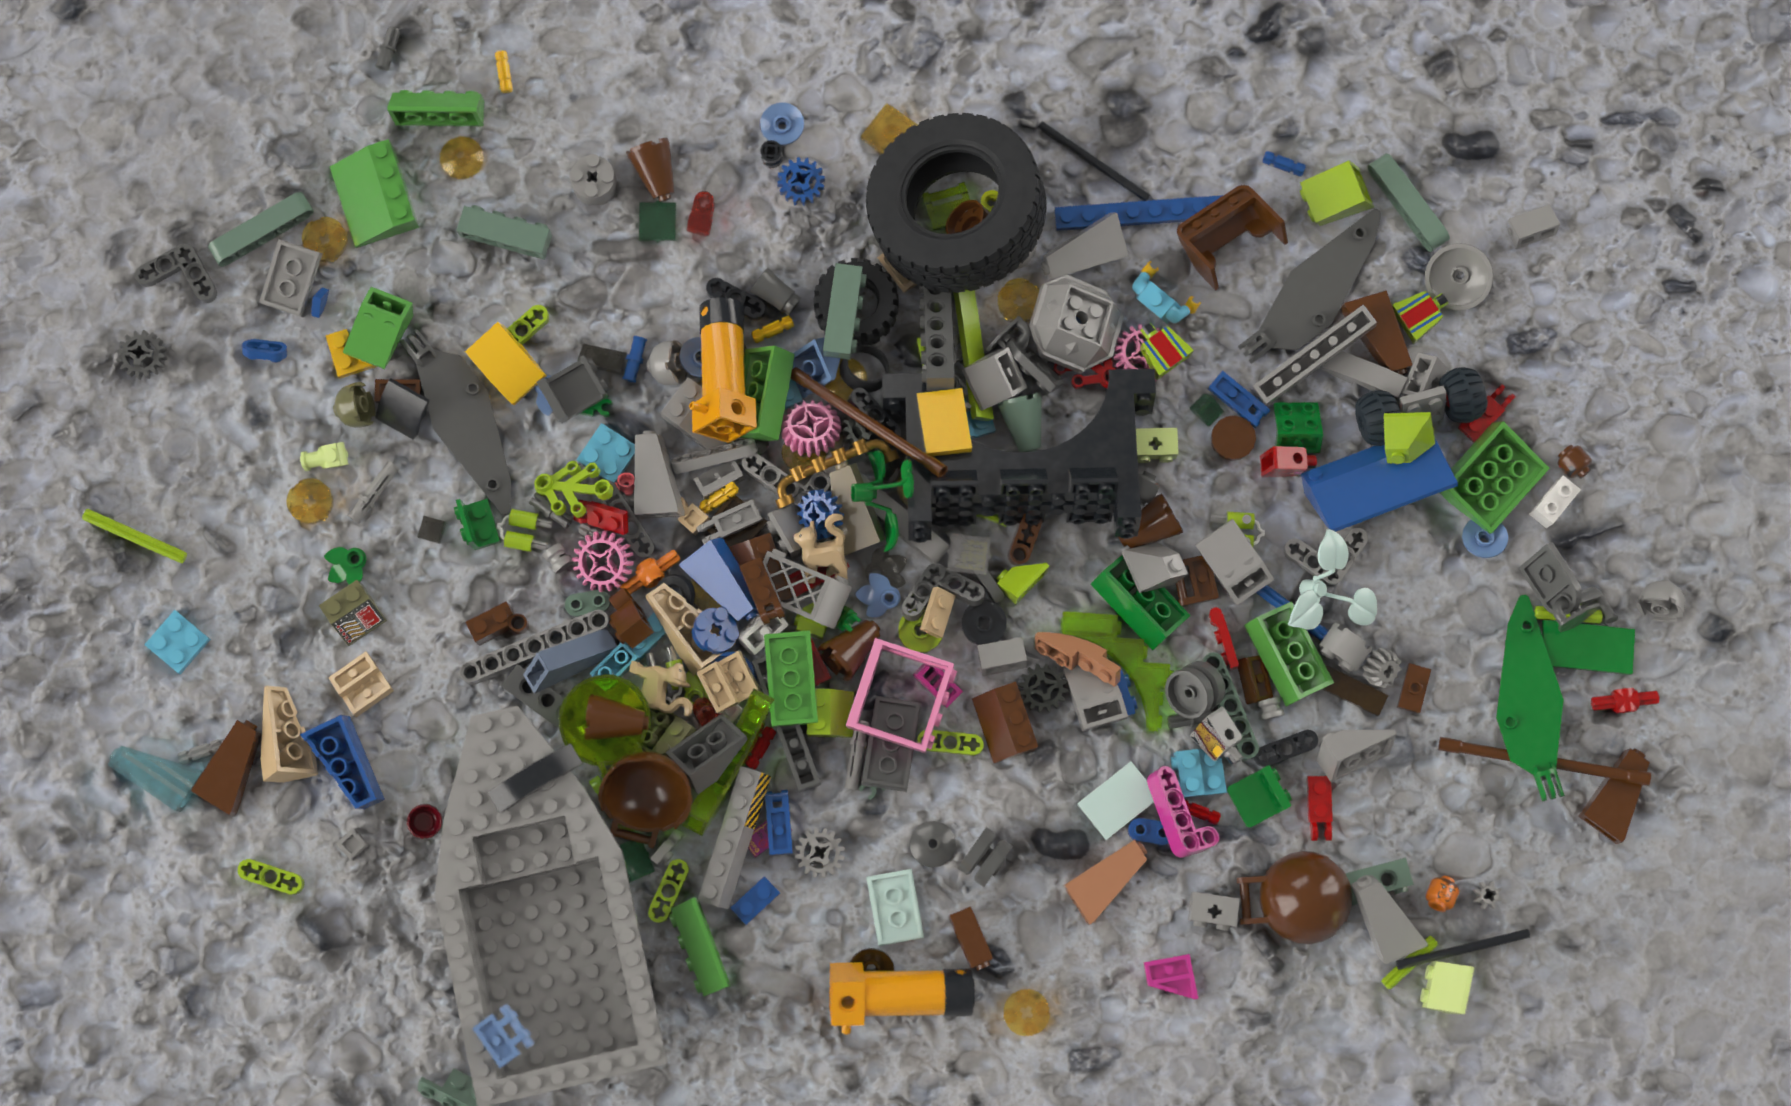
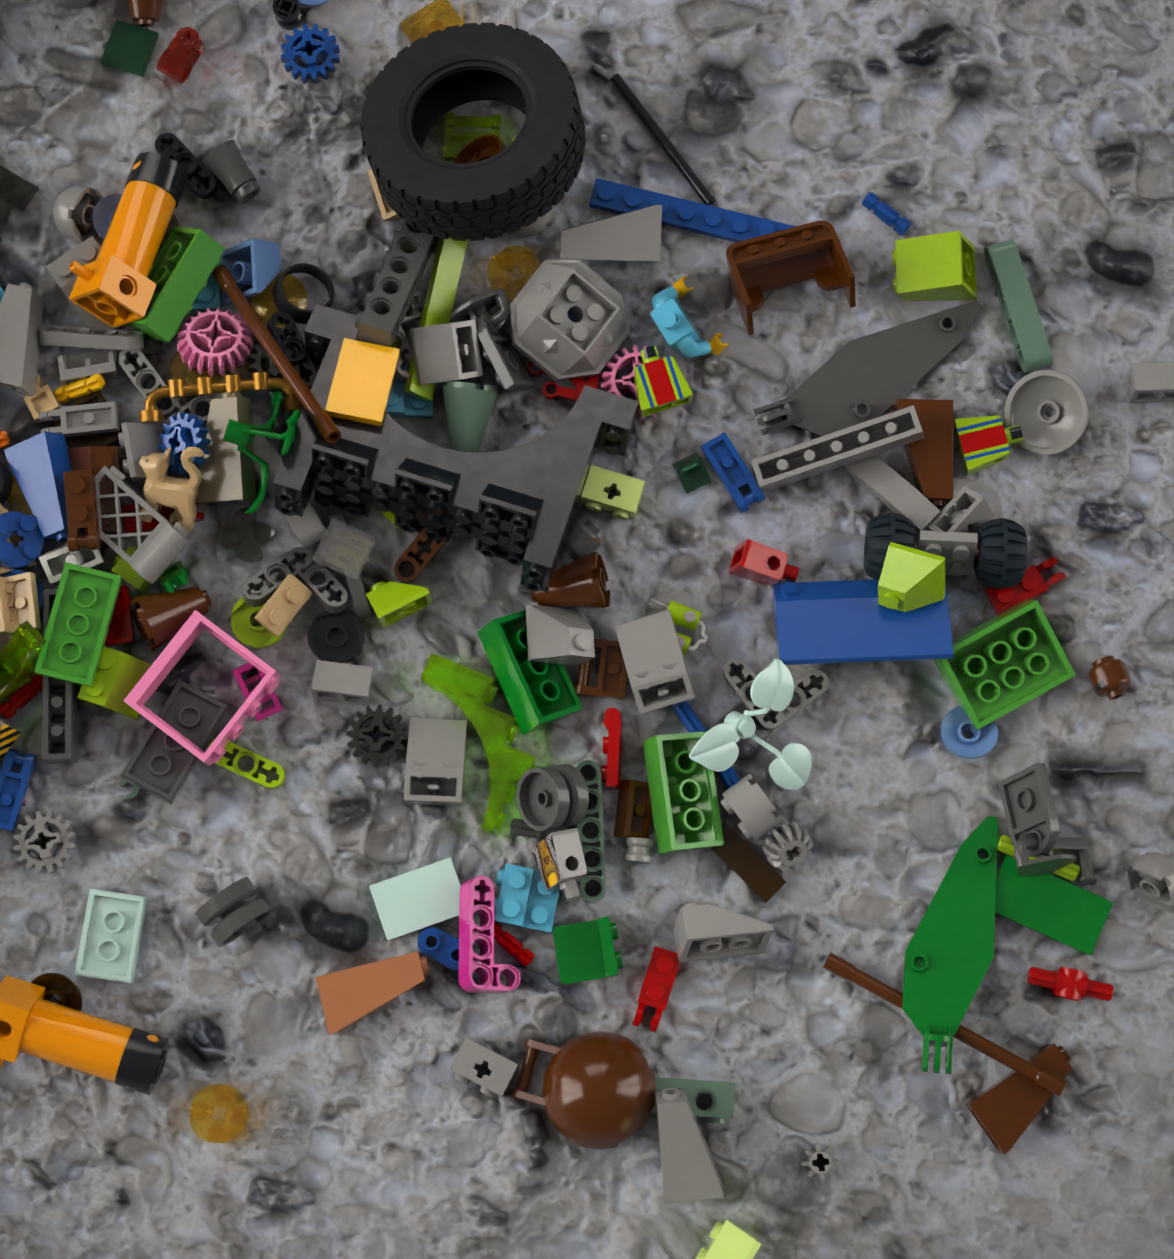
camera: 20 degrees right, 0 degrees up
(634, 359) = (43, 197): blue pin -> none
(772, 329) = (216, 214): yellow axle -> none
(842, 312) = (294, 214): sand green brick -> none
(855, 763) = (129, 744): light grey pin -> none
(874, 595) = (220, 563): medium blue plate -> none
(880, 284) = (312, 180): black tyre -> none
(932, 856) = (197, 880): dark grey dish -> none
(971, 938) = (181, 1002): reddish brown window -> none
(1005, 722) = (318, 762): reddish brown slope -> none
(1074, 651) = (429, 705): nougat slope -> none
(1129, 701) = (472, 762): blue plate -> none
(1172, 975) = (407, 1129): dark pink wing -> none
(1233, 438) = (710, 516): reddish brown tile -> none
(1298, 425) = (792, 527): green bracket -> none
(1299, 736) = (663, 911): black beam -> none
(1396, 975) = (696, 1211): lime axle -> none
(1414, 688) = (820, 884): reddish brown plate -> none
(1442, 893) = (765, 1141): orange head -> none
(1462, 949) = (766, 1216): black piece -> none
(1554, 501) = (1068, 717): white brick -> none

